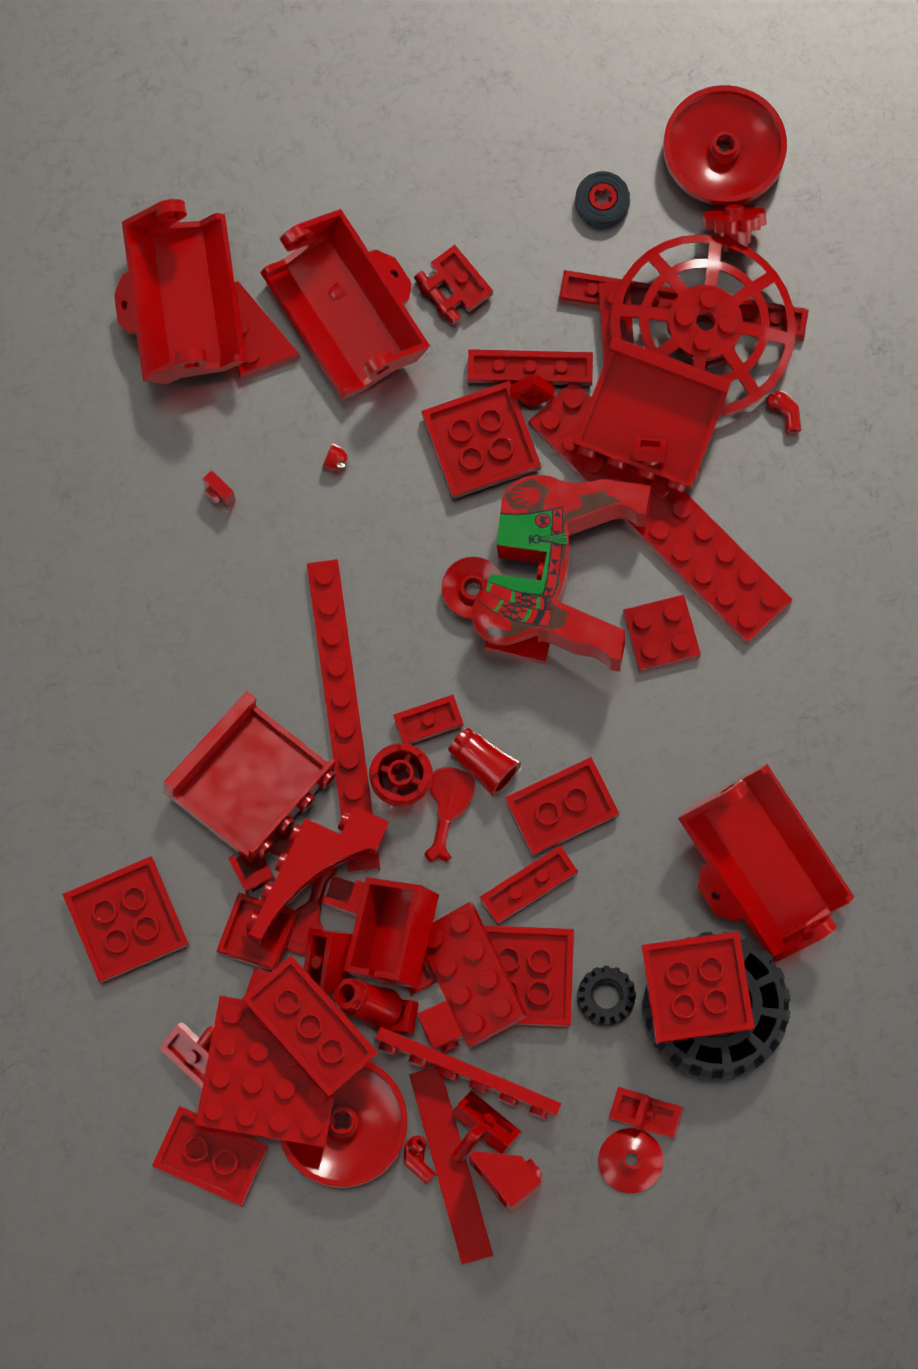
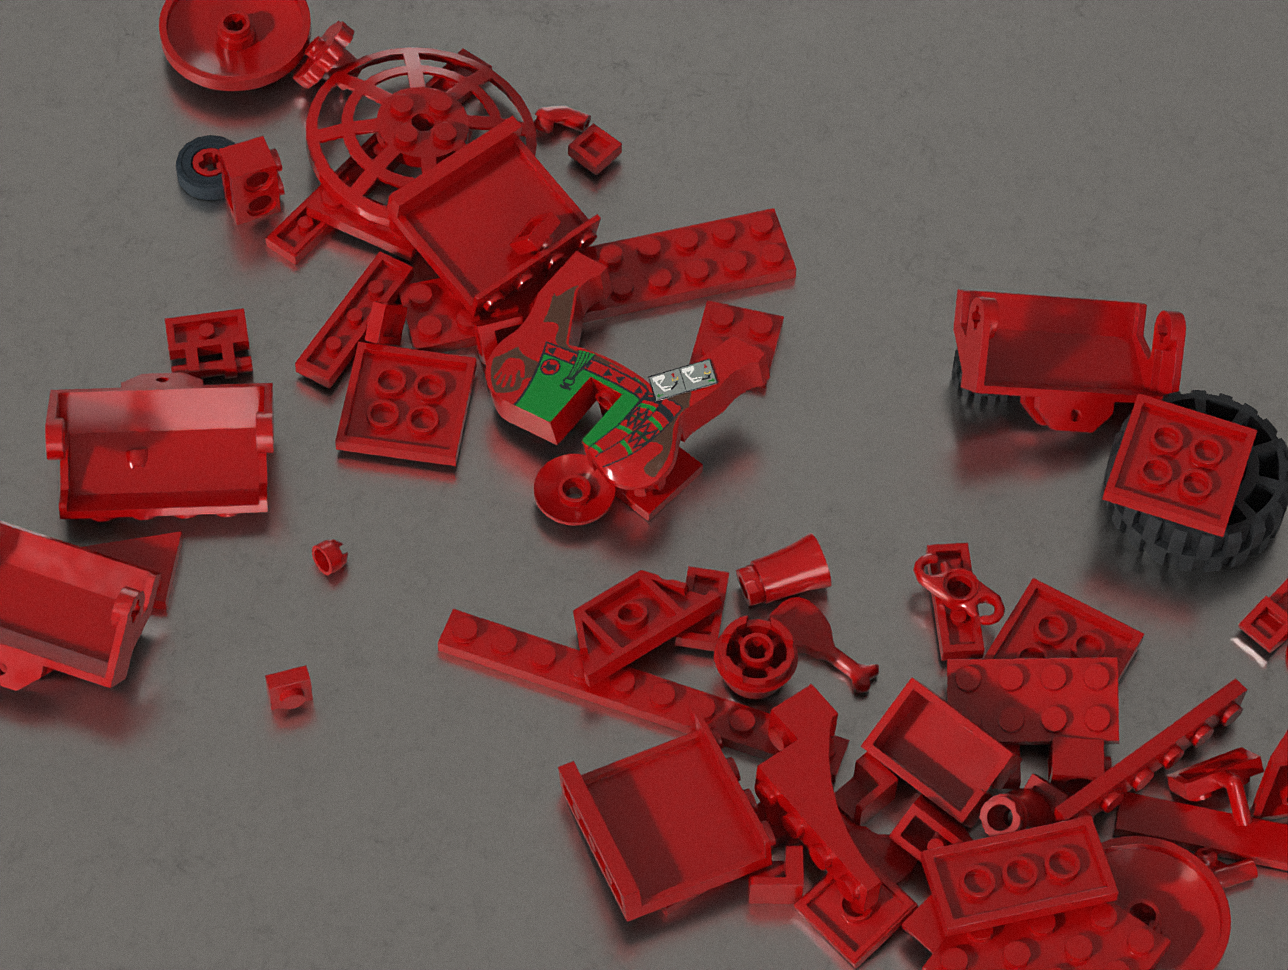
camera: 65 degrees left, 20 degrees down
(386, 681) = (635, 620): none -> red wing
(528, 868) = (979, 592): none -> red piece
(562, 806) = (880, 525): red plate -> none
(567, 467) = (493, 330): none -> red panel
(571, 615) = (682, 379): none -> light grey sticker
(595, 234) = (251, 179): none -> red brick
(601, 1015) = (1132, 567): black tyre -> none
(771, 448) = (594, 149): none -> red plate

